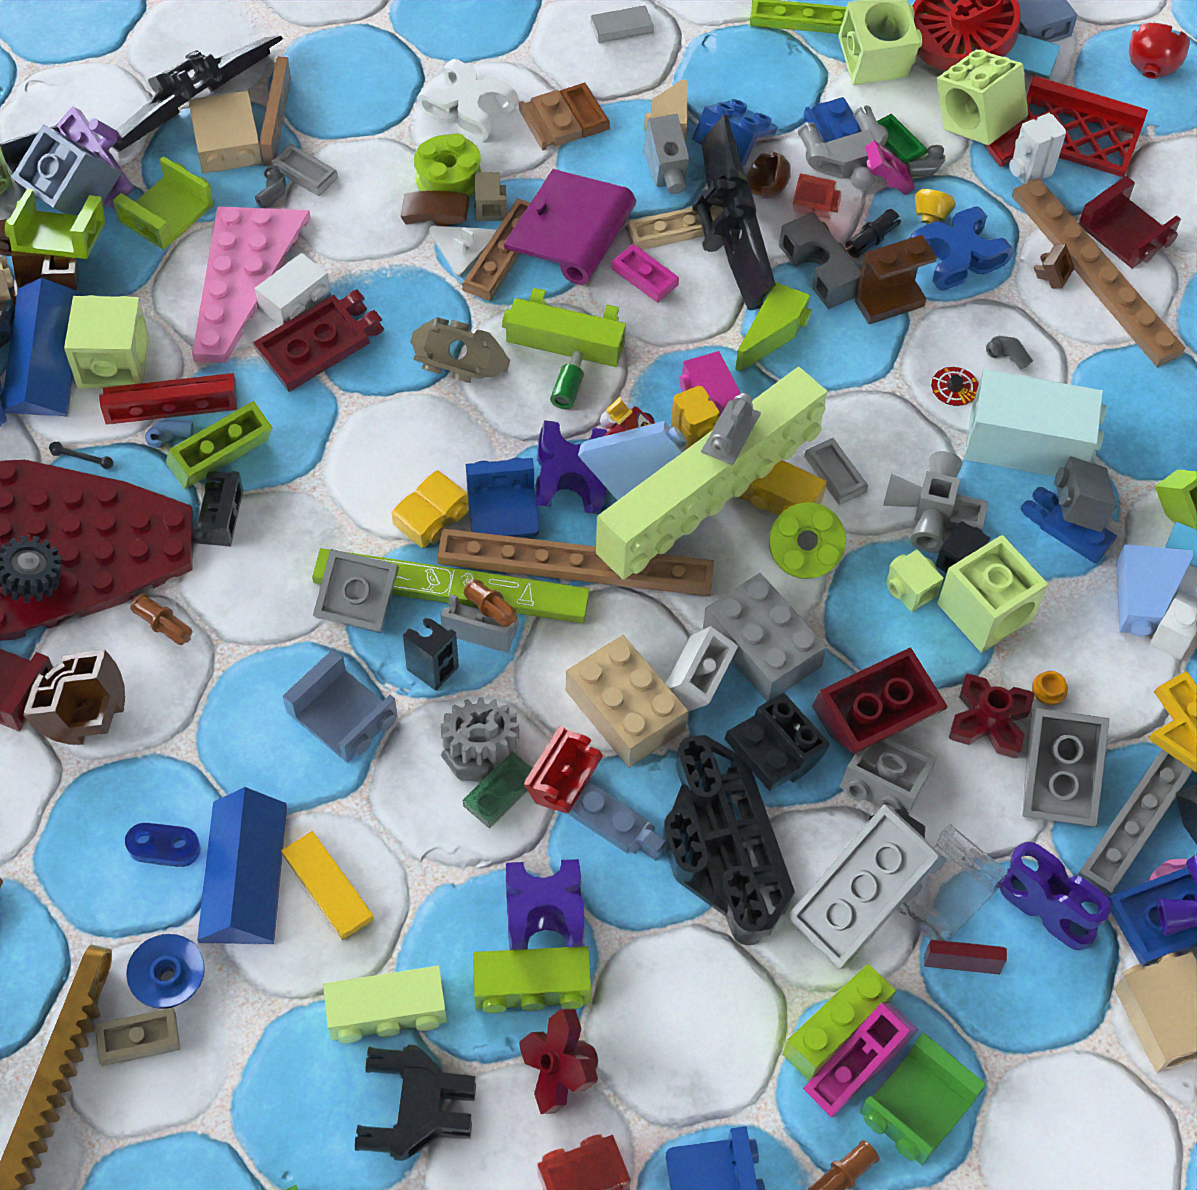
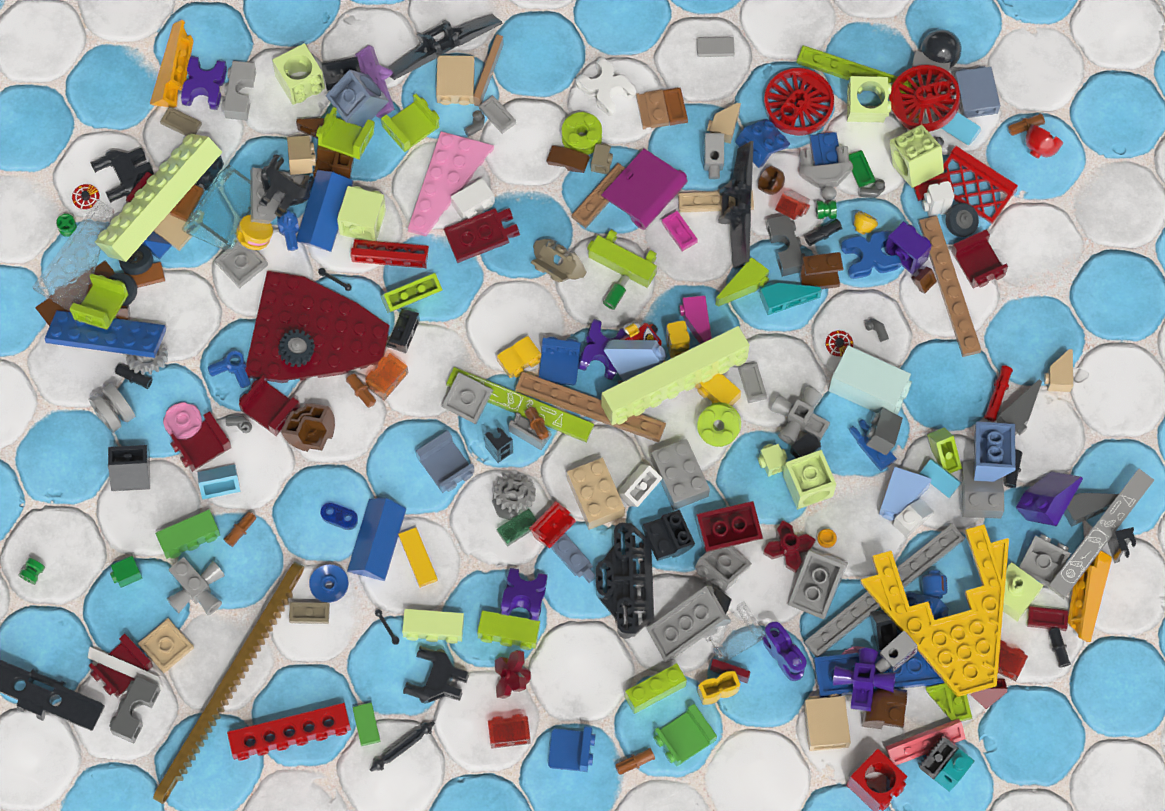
camera: 15 degrees right, 10 degrees up
(166, 430) = (385, 274): medium blue arm -> none
(203, 586) = (386, 376): none -> clear orange brick
(317, 1050) = (395, 640): none -> black hinge
(461, 245) = (578, 187): white piece -> none
(732, 429) = (687, 359): light grey hinge -> none
(789, 64) = (806, 102): none -> red piece
(849, 330) = (785, 296): none -> teal slope
(861, 1058) = (662, 707): dark pink slope -> none
(865, 200) = (824, 209): none -> green wheel
(889, 167) = (845, 192): dark pink plate -> none
(957, 992) = (723, 687): none -> yellow brick
(1020, 218) = (909, 246): none -> dark purple brick
(1080, 174) = (962, 220): none -> black wheel
(1118, 40) = (1025, 124): none -> dark orange axle

